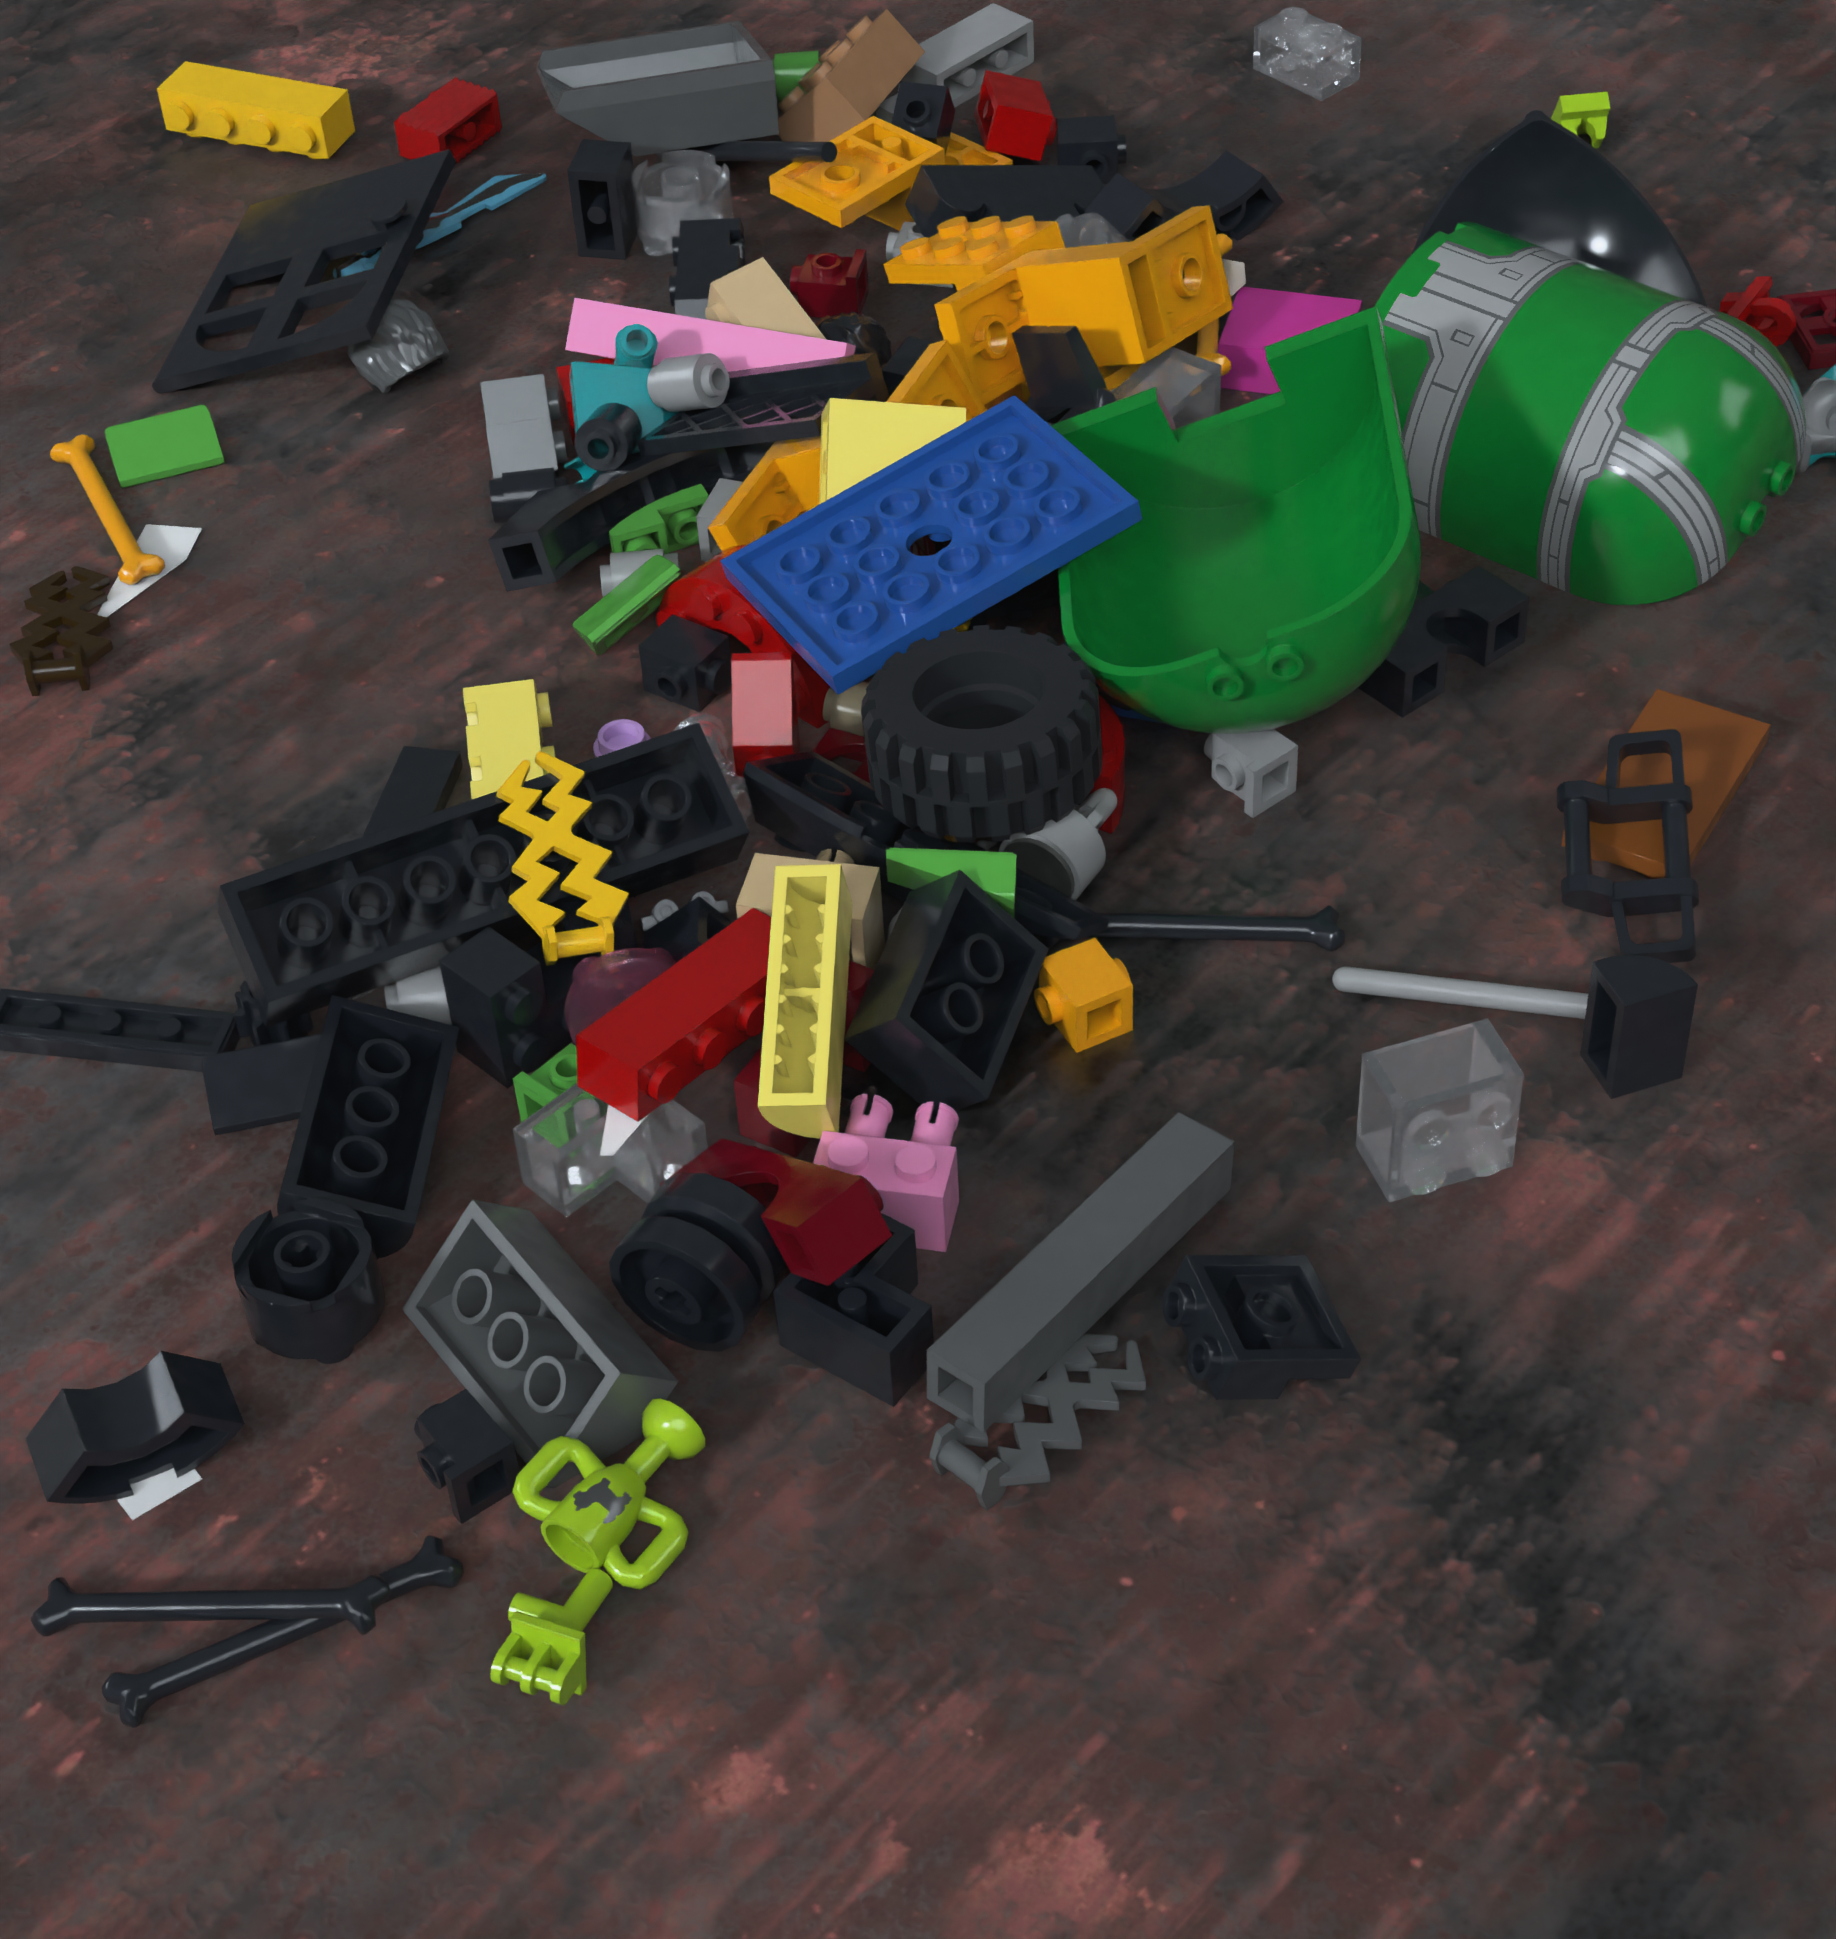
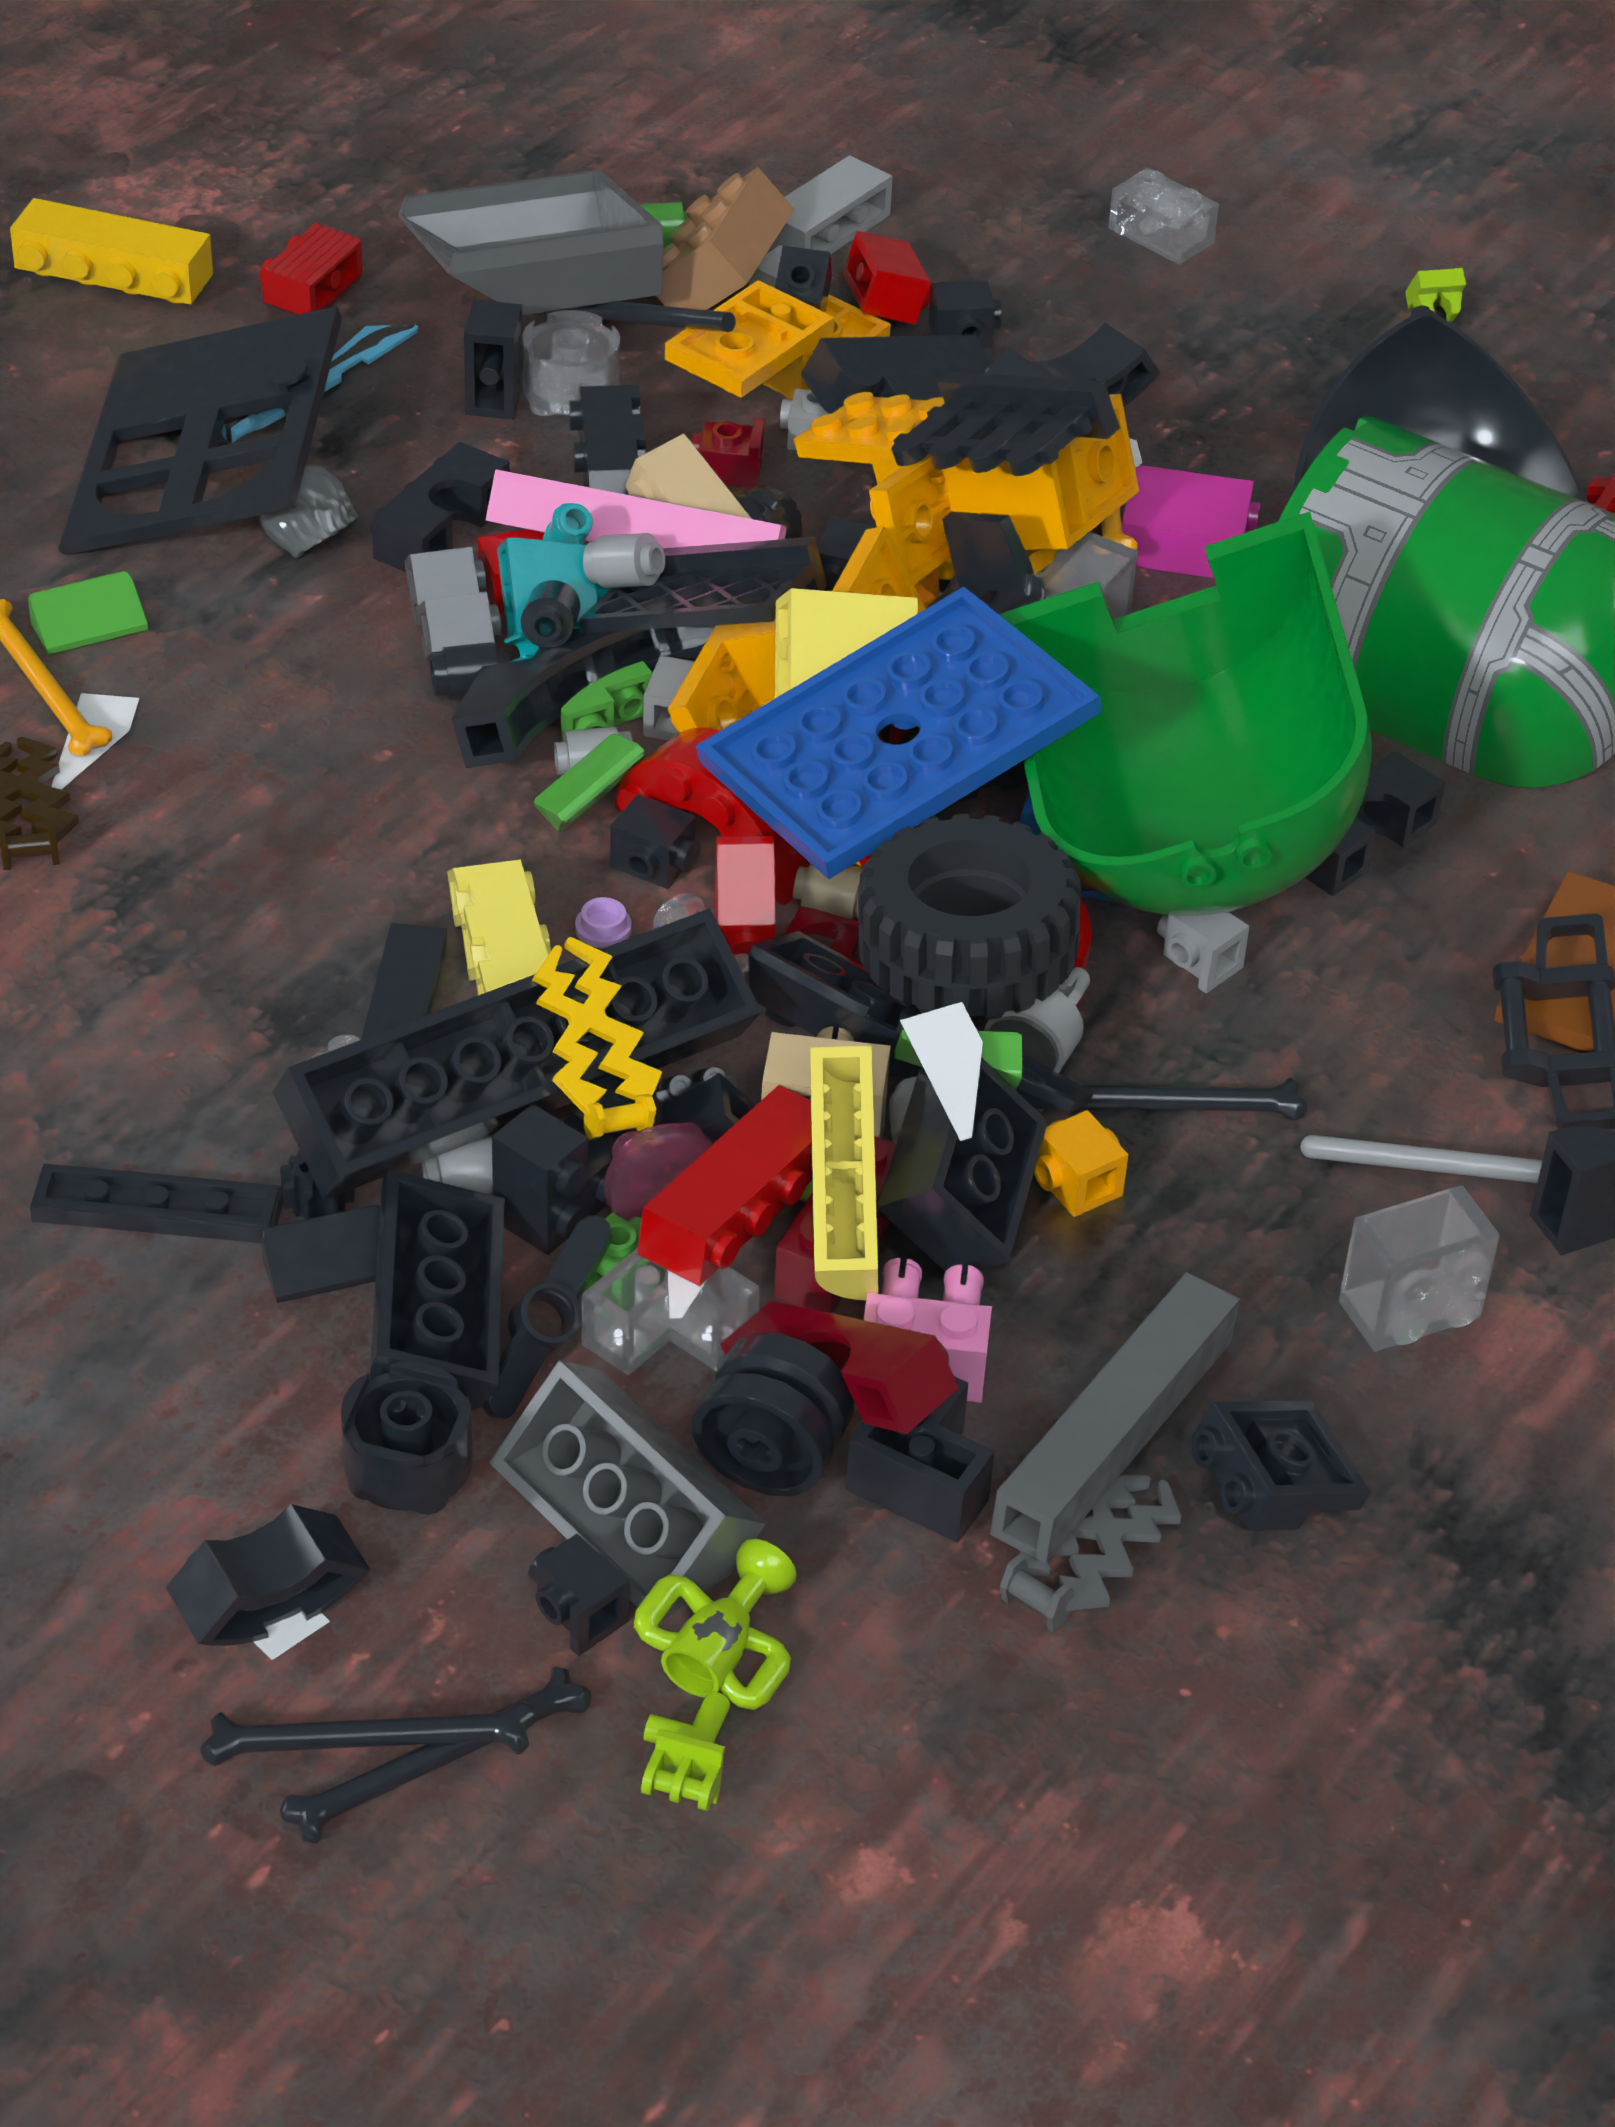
camera: 10 degrees left, 0 degrees up
(458, 1185) = (562, 1291): none -> black piece
(521, 335) = (422, 514): none -> black arch
(933, 876) = (951, 1058): none -> white sticker
(1083, 230) = (1008, 420): none -> black fence

